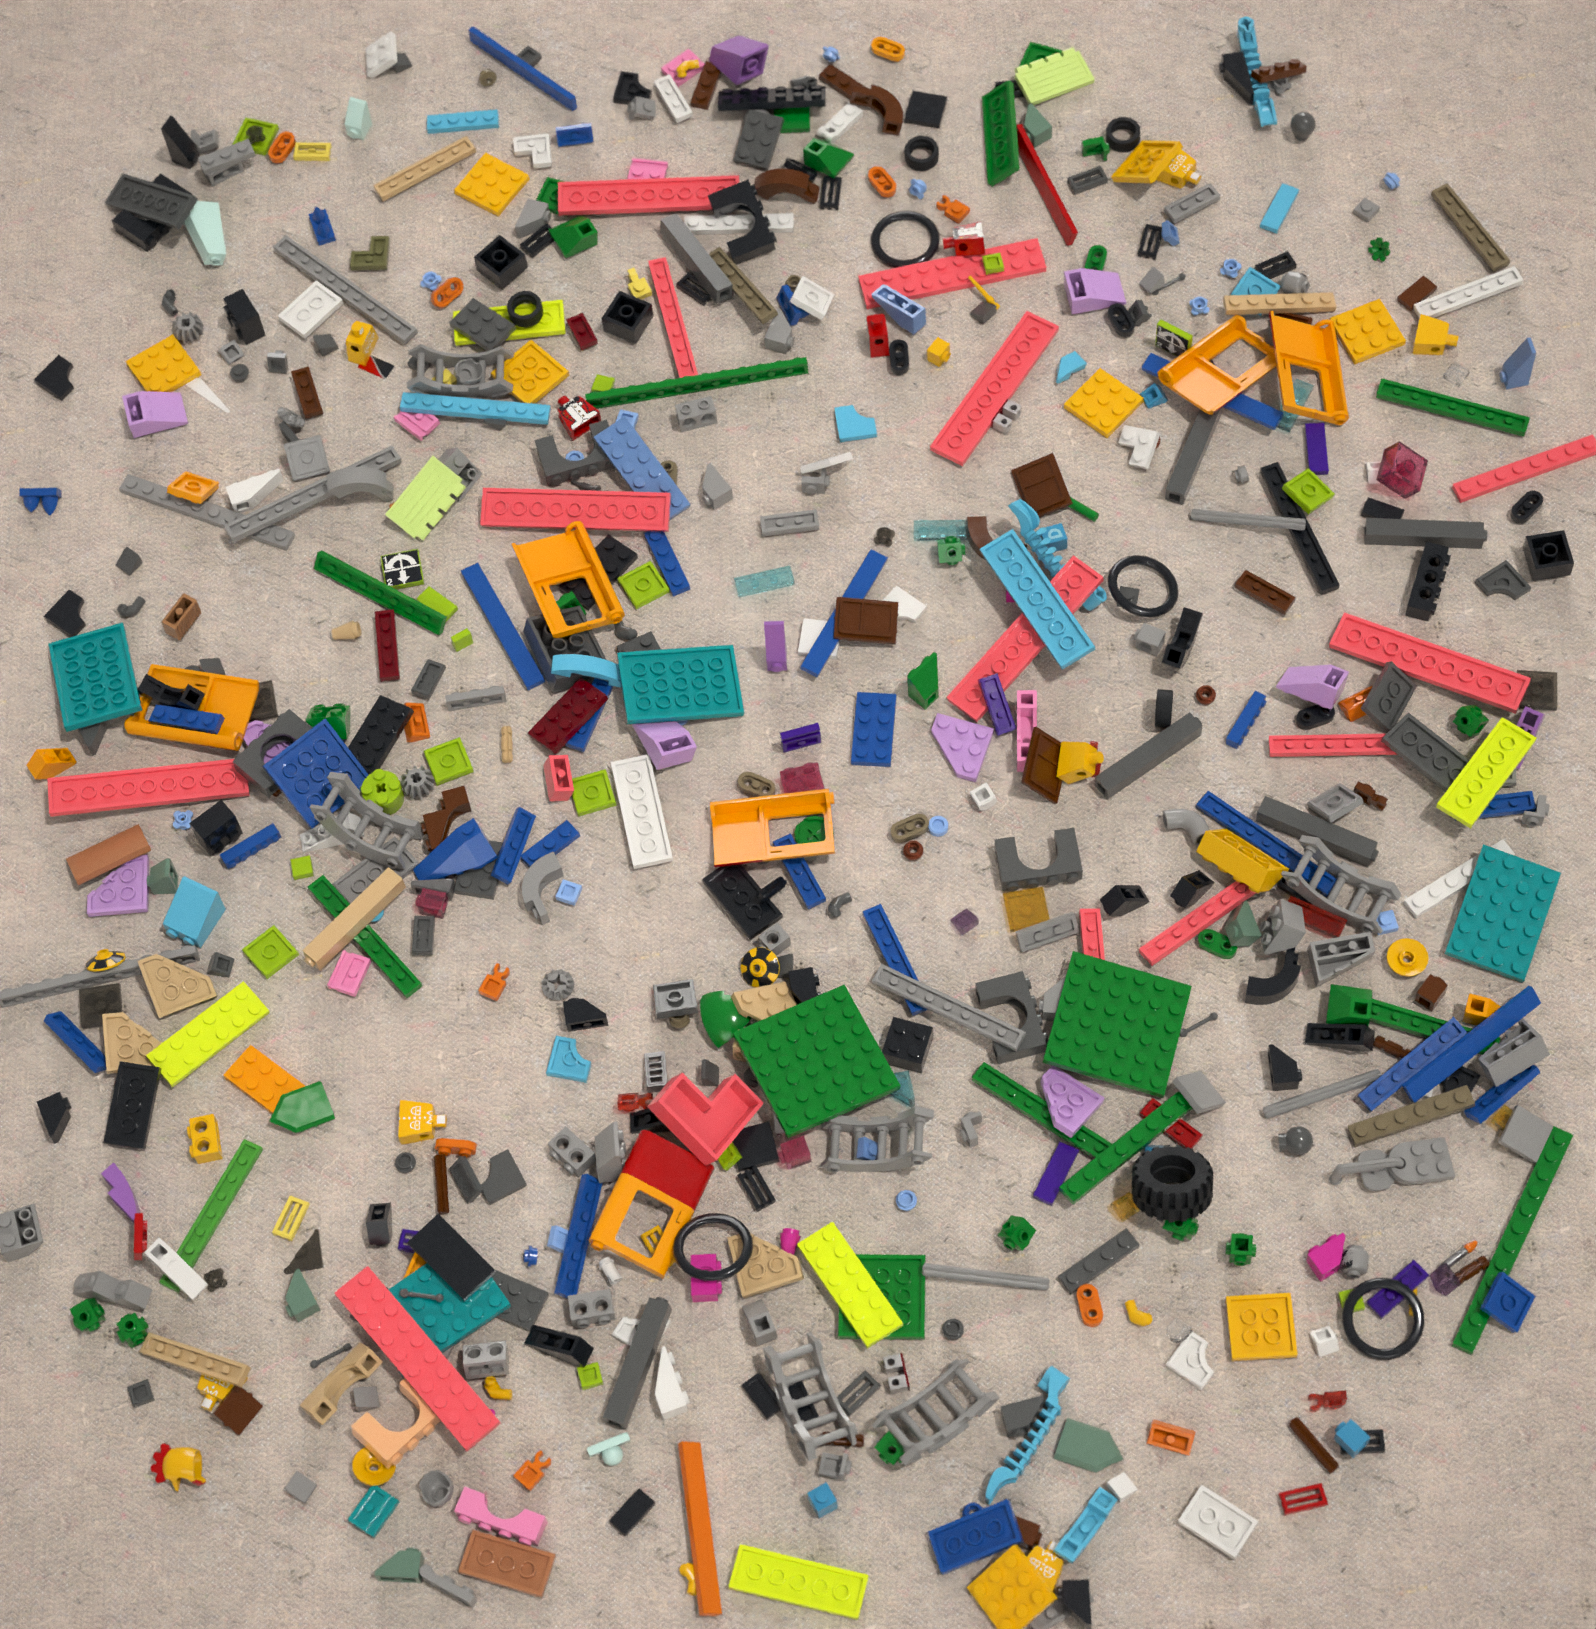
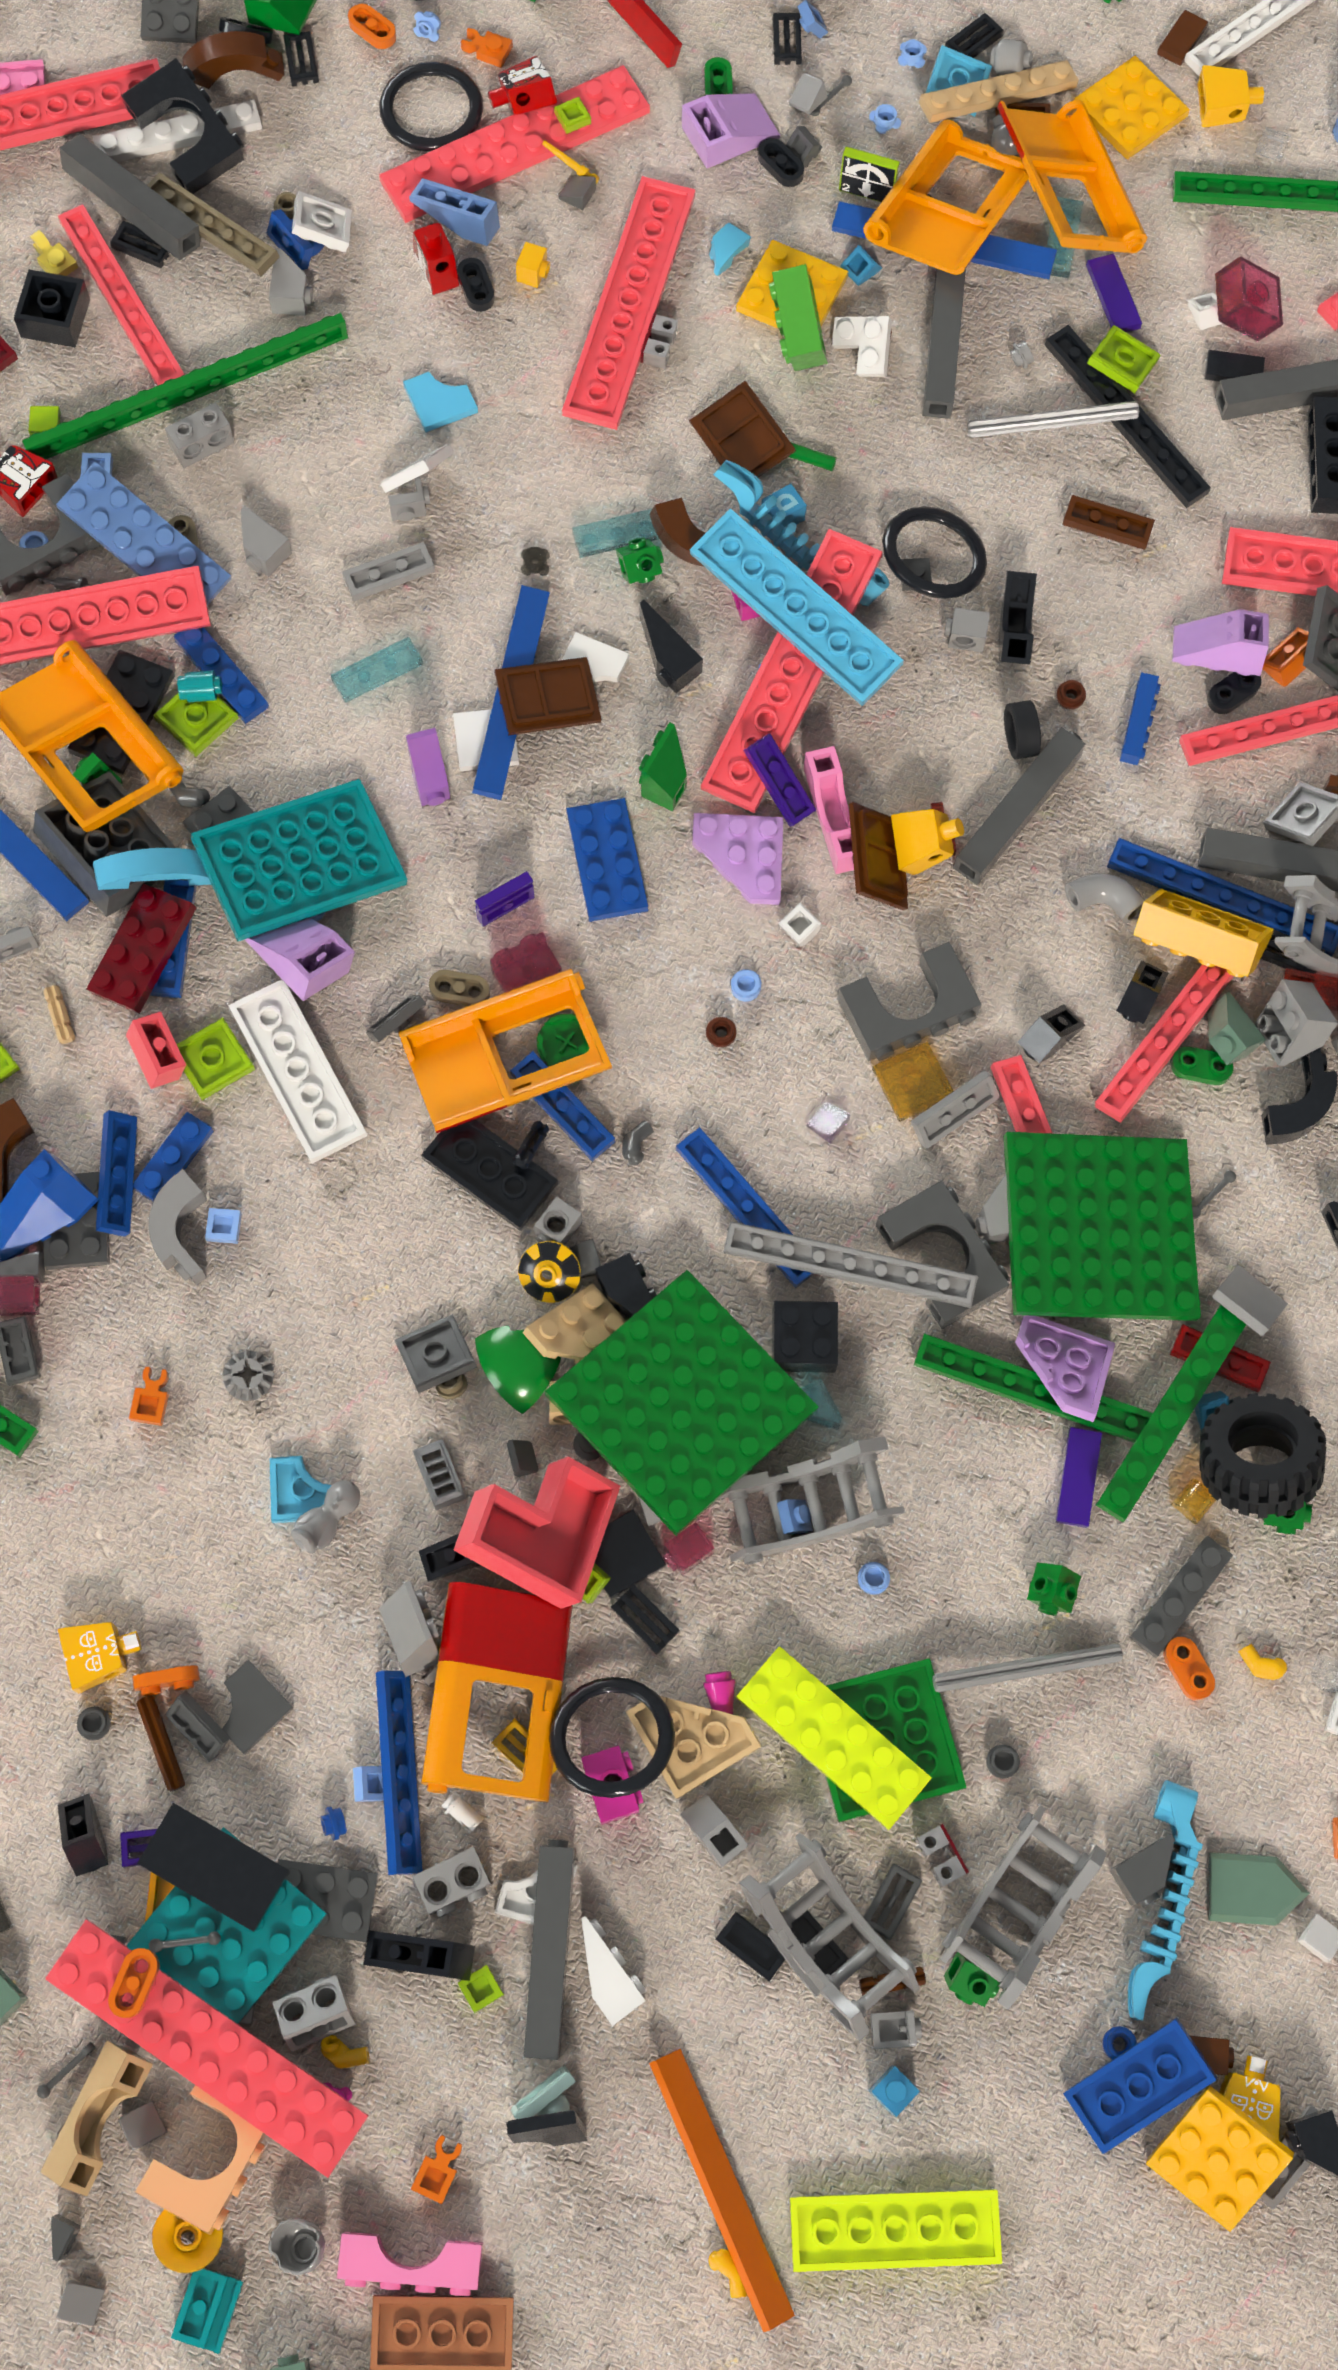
camera: 25 degrees left, 10 degrees up
(302, 1446) = (63, 2236): none -> dark grey slope
(384, 1306) = (133, 1982): none -> orange plate
(573, 1080) = (319, 1525): none -> light grey animal
(575, 1149) = (352, 1632): light grey brick -> none
(583, 1015) = (301, 1415): black slope -> none
(607, 1460) = (552, 2128): none -> black tile
(632, 1101) = (417, 1532): clear red plate -> none
(632, 1512) = (609, 2191): black tile -> none
(650, 566) = (199, 686): none -> teal brick
(712, 794) = (395, 1019): none -> dark grey plate
(909, 828) = (705, 1000): dark tan plate -> none
(953, 614) = (672, 656): none -> black slope
(968, 1132) = (934, 1448): light grey bracket -> none
(1086, 1525) = (1290, 2018): medium azure slope -> none
(1097, 420) = (798, 318): none -> bright green brick

